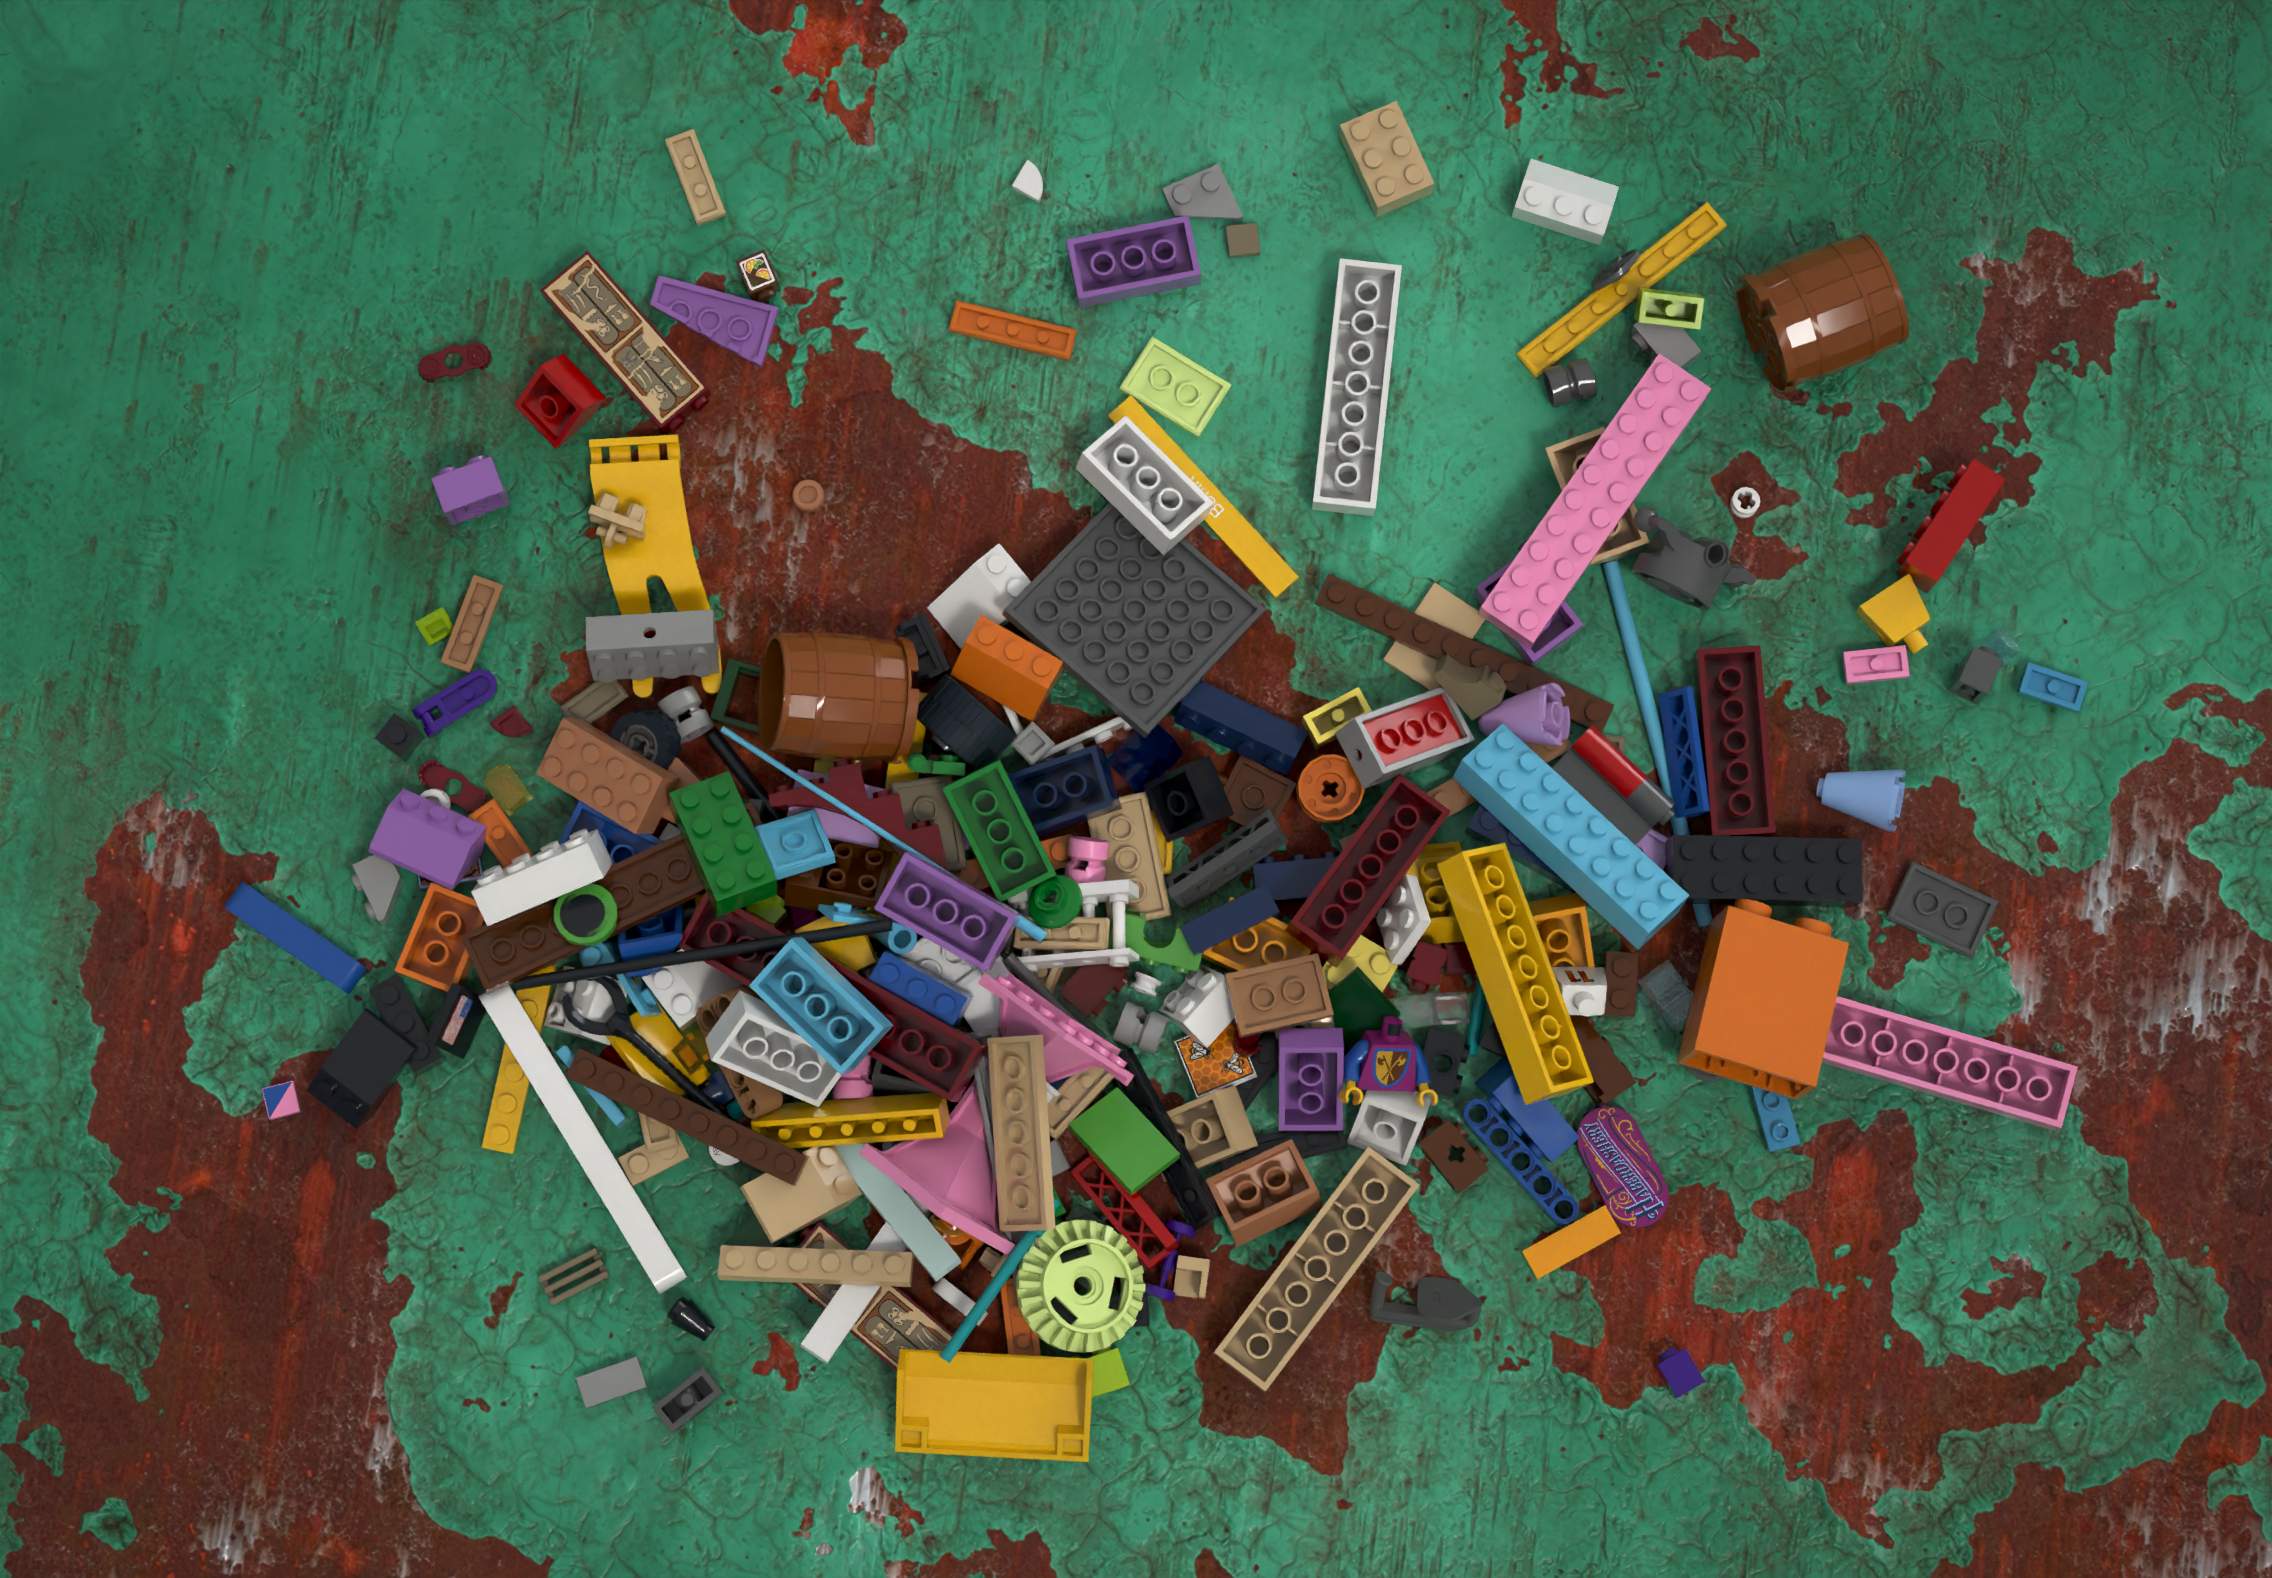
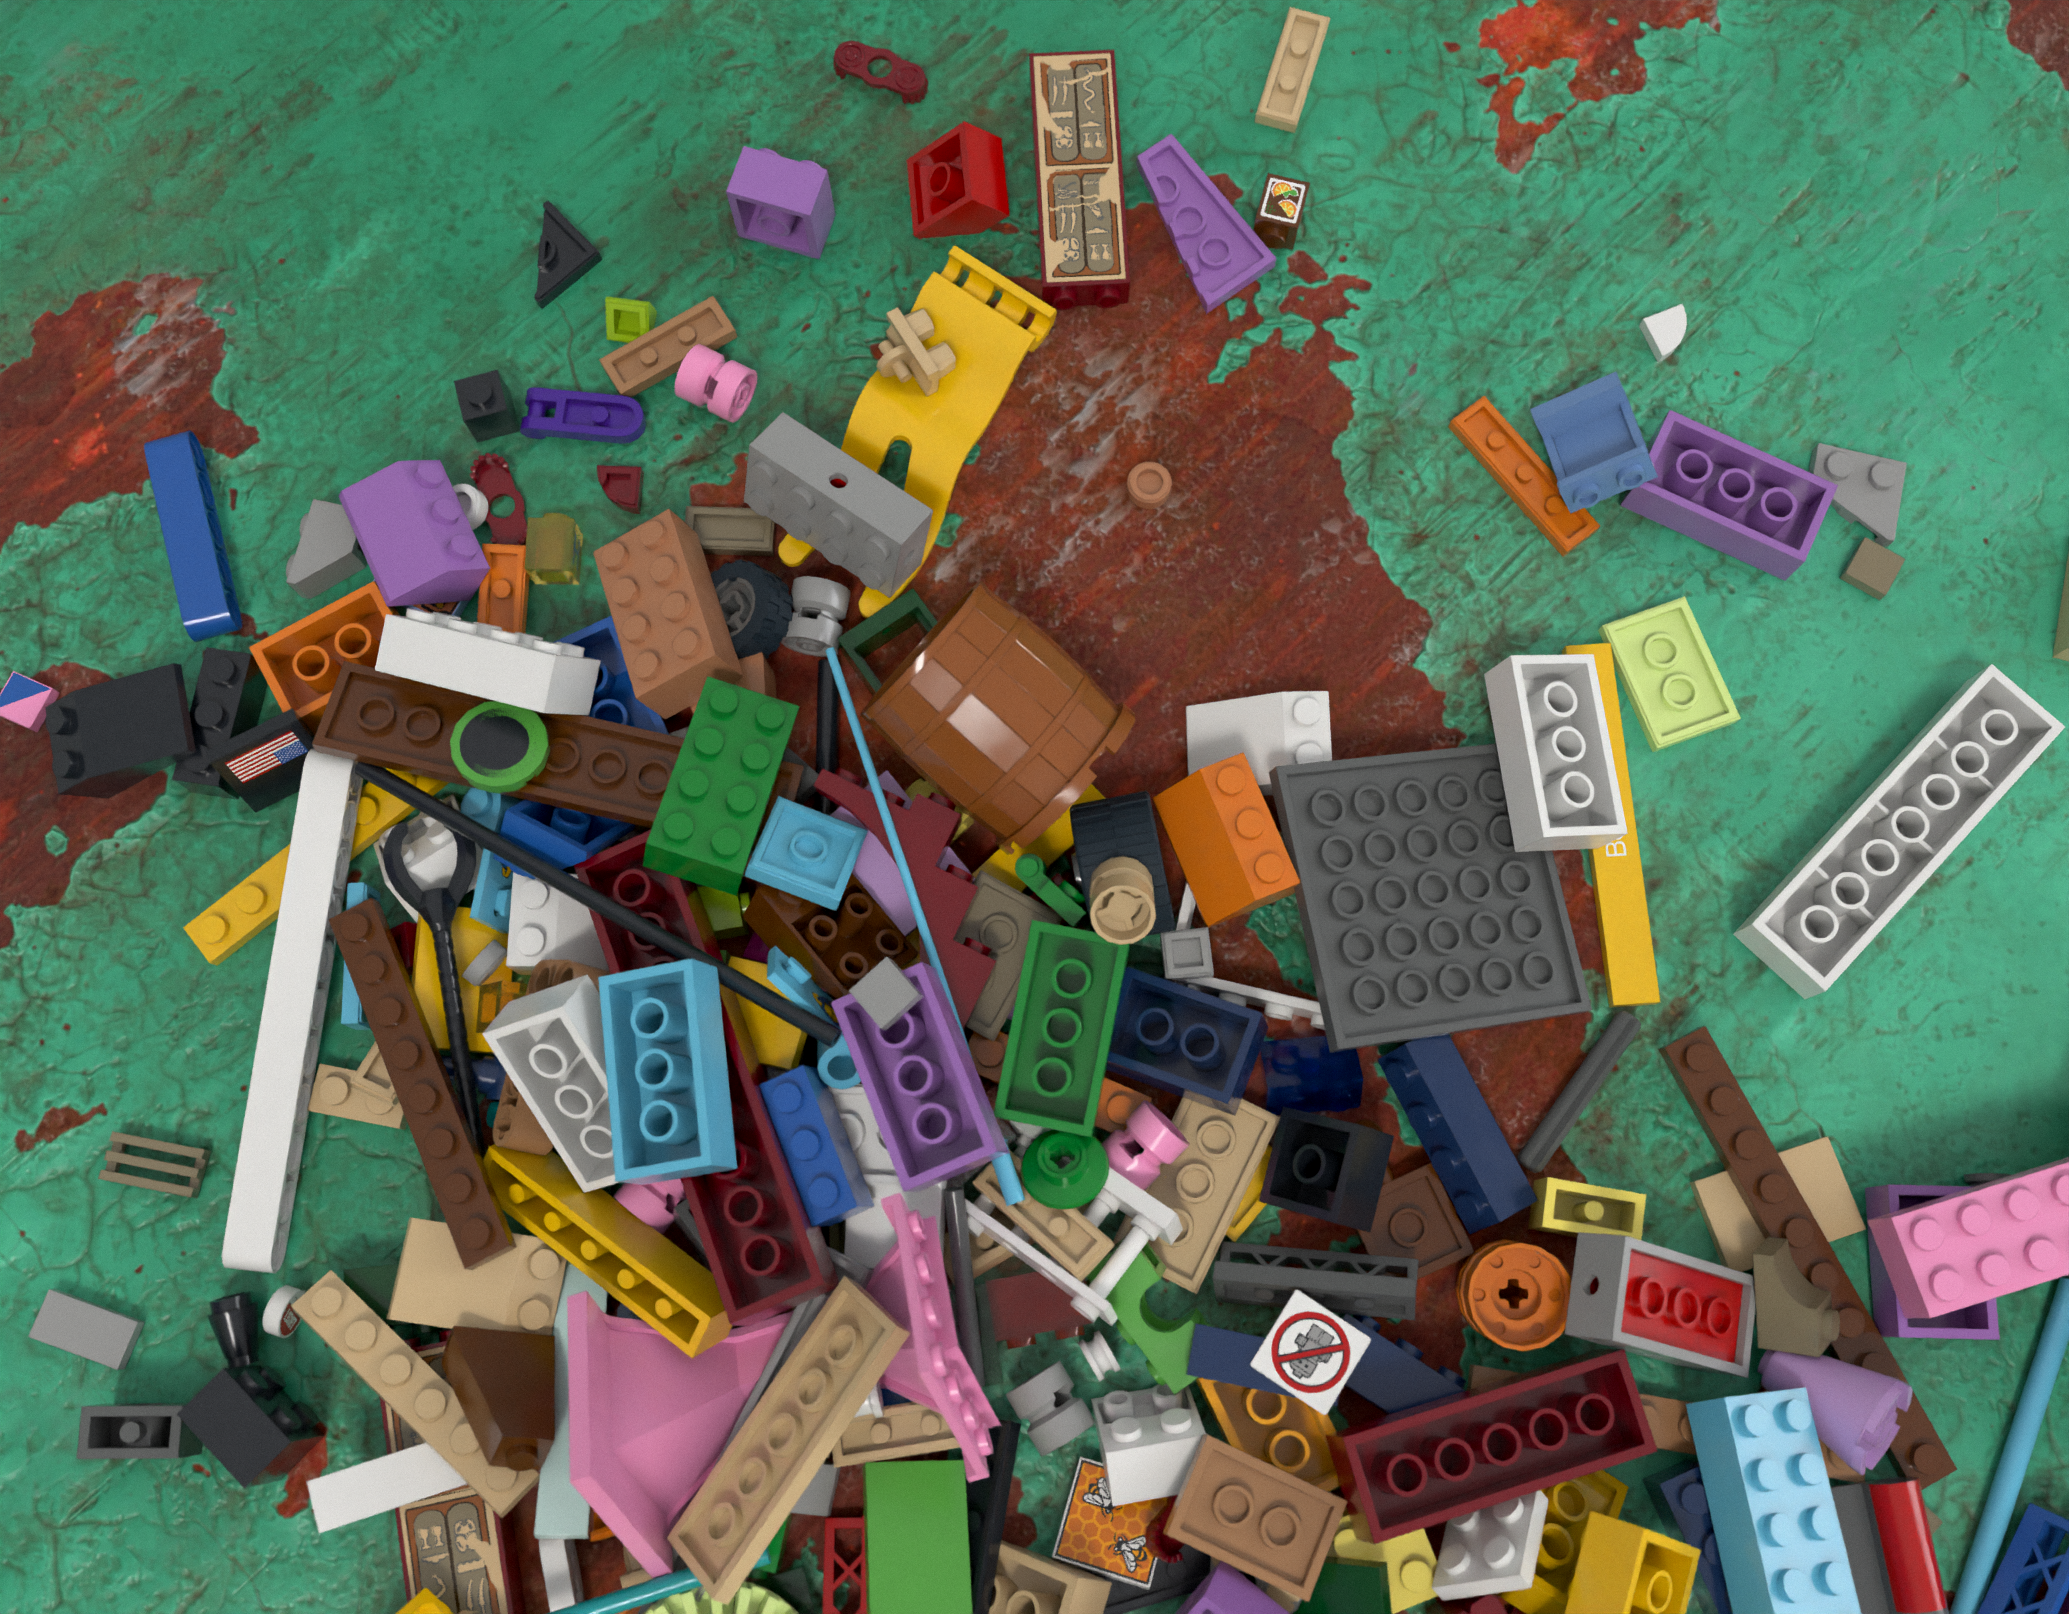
camera: 40 degrees right, 5 degrees down
(361, 614) = (562, 256): none -> black tile
(508, 621) = (710, 381): none -> bright pink wheel
(667, 1035) = (485, 963): none -> light grey tile
(709, 1290) = (279, 1316): none -> white tile
(744, 1350) = (252, 1424): none -> black brick
(862, 1227) = (505, 1392): none -> reddish brown slope
(899, 881) = (886, 993): none -> light grey tile
(930, 656) = (1143, 754): black hinge -> none
(980, 742) = (1122, 900): none -> tan wheel
(1039, 288) = (1594, 443): none -> medium blue panel
(1247, 895) = (1310, 1352): none -> sticker
(1291, 657) = (1579, 1091): none -> dark grey axle

